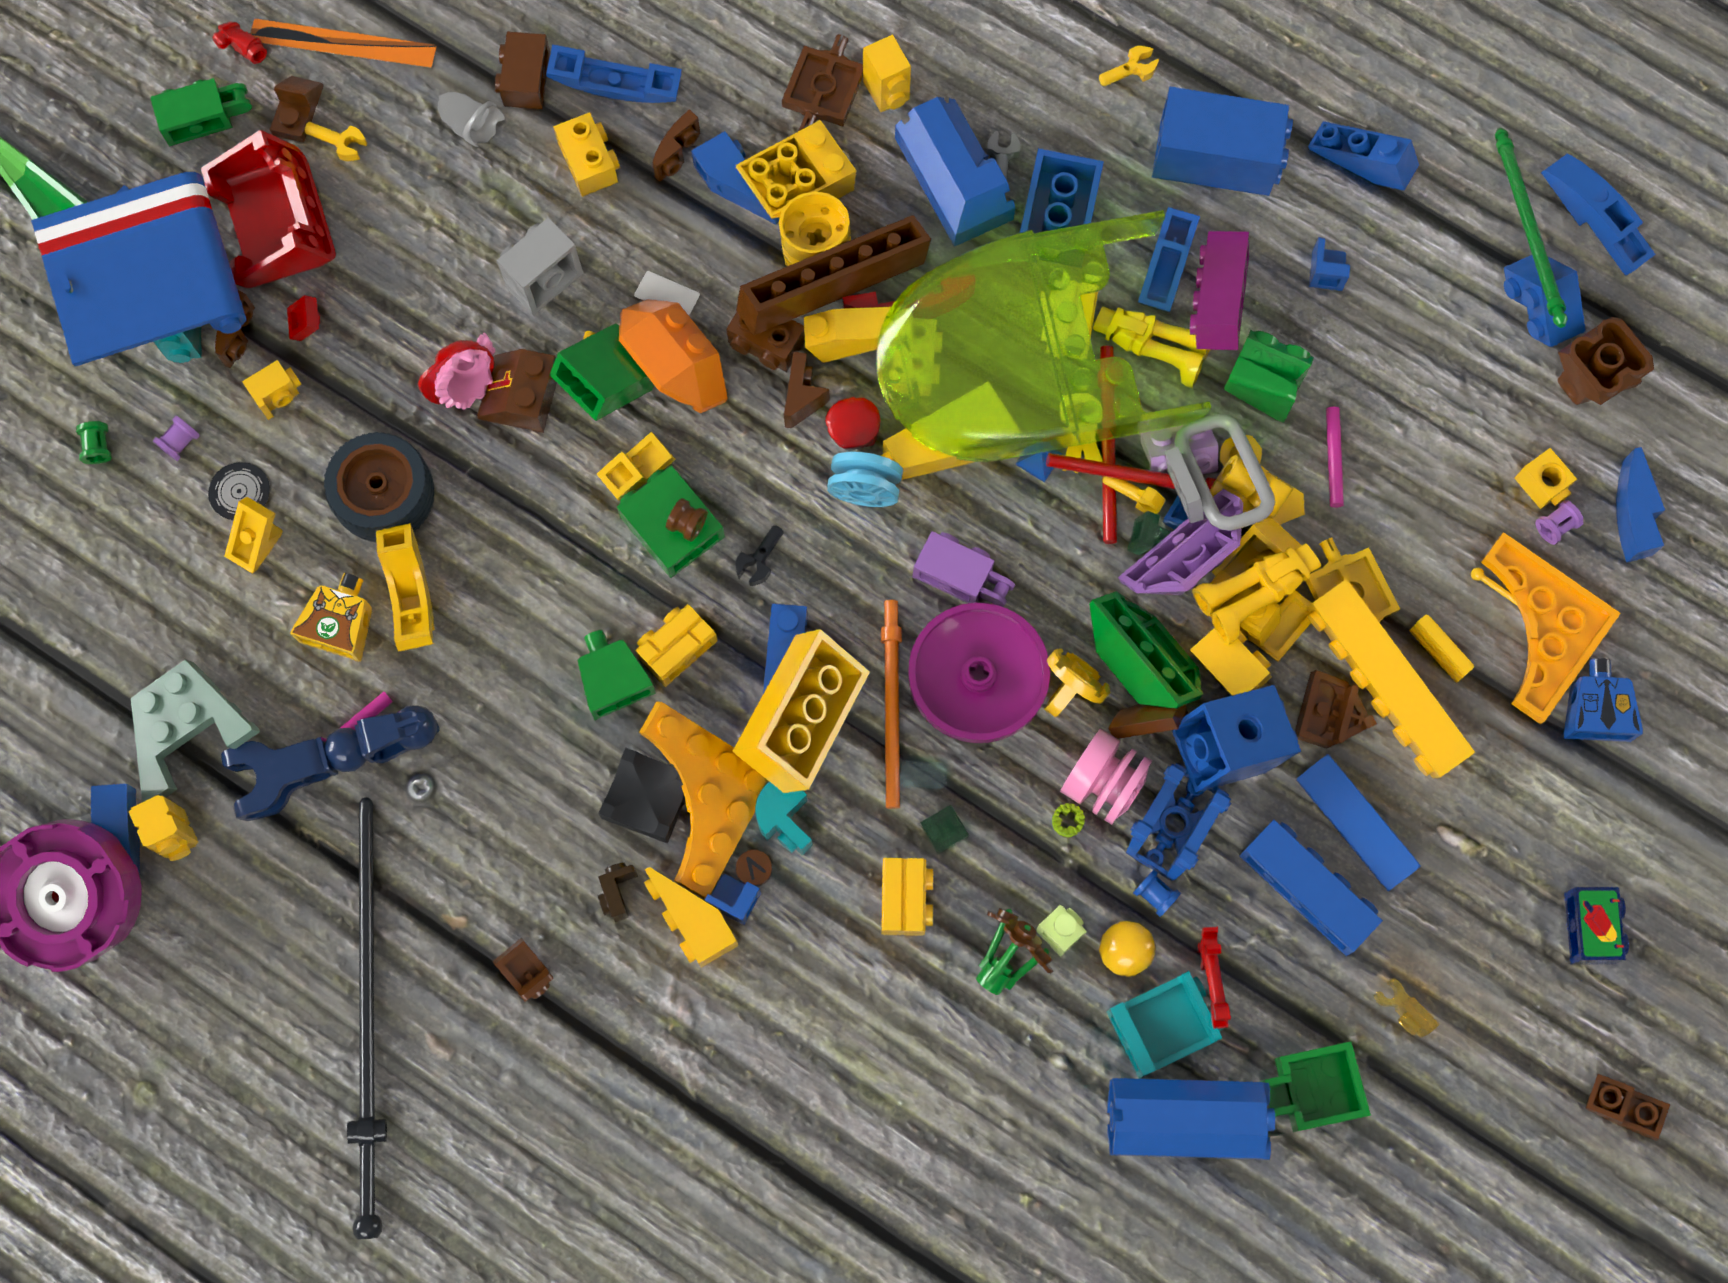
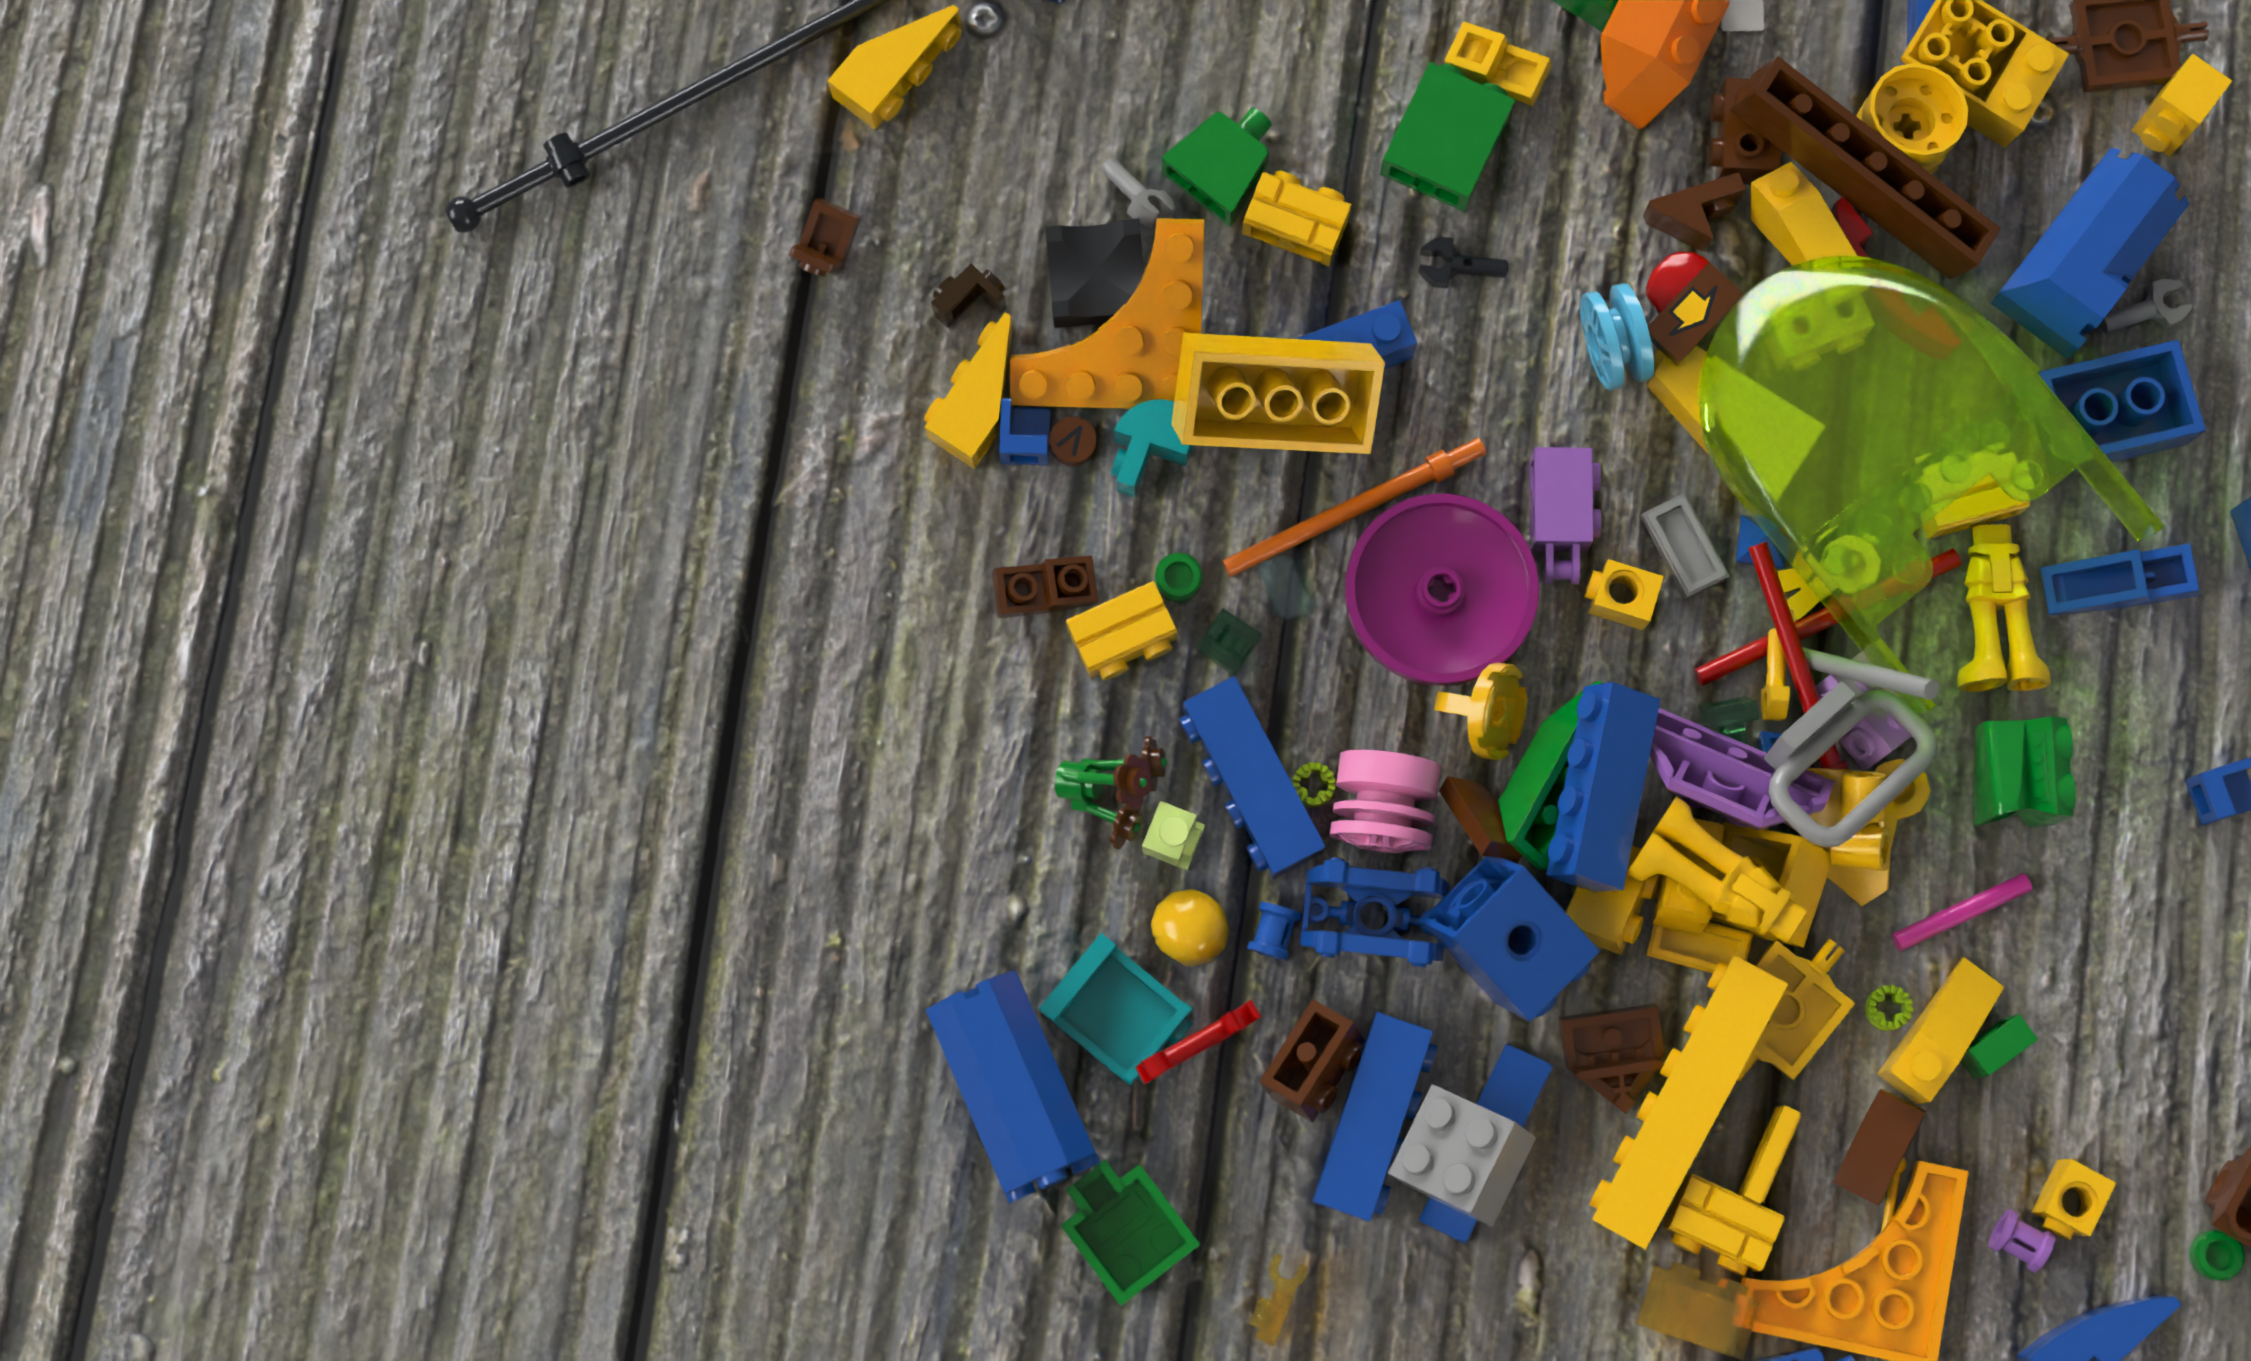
camera: 70 degrees right, 5 degrees up
(422, 871) = (886, 67): none -> yellow slope
(615, 738) = (1145, 204): none -> light grey bar
(686, 519) = (1451, 147): reddish brown wheel -> none
(846, 935) = (1045, 587): none -> reddish brown slope
(875, 423) = (1693, 313): none -> reddish brown tile
(883, 841) = (1178, 577): none -> green tile
(1019, 508) = (1684, 546): none -> light grey tile
(1037, 545) = (1644, 589): none -> yellow brick
(1047, 857) = (1252, 777): none -> blue brick
(1166, 630) = (1603, 787): none -> blue brick
(1170, 430) = (1872, 674): none -> light grey bar
(1221, 290) = (2106, 660): magenta brick -> none
(1258, 907) = (1313, 1061): none -> reddish brown brick
(1364, 840) = (1462, 1155): none -> light grey brick
(1371, 521) = (1898, 997): none -> lime bush
(1409, 506) = (1941, 1033): none -> yellow slope
(1432, 477) = (1997, 1046): none -> green piece
(1465, 578) = (1879, 1147): none -> reddish brown slope
(1476, 695) = (1723, 1224): none -> yellow brick
(1526, 739) = (1699, 1311): none -> clear yellow brick
(1613, 414) = (2216, 1255): none -> green tile

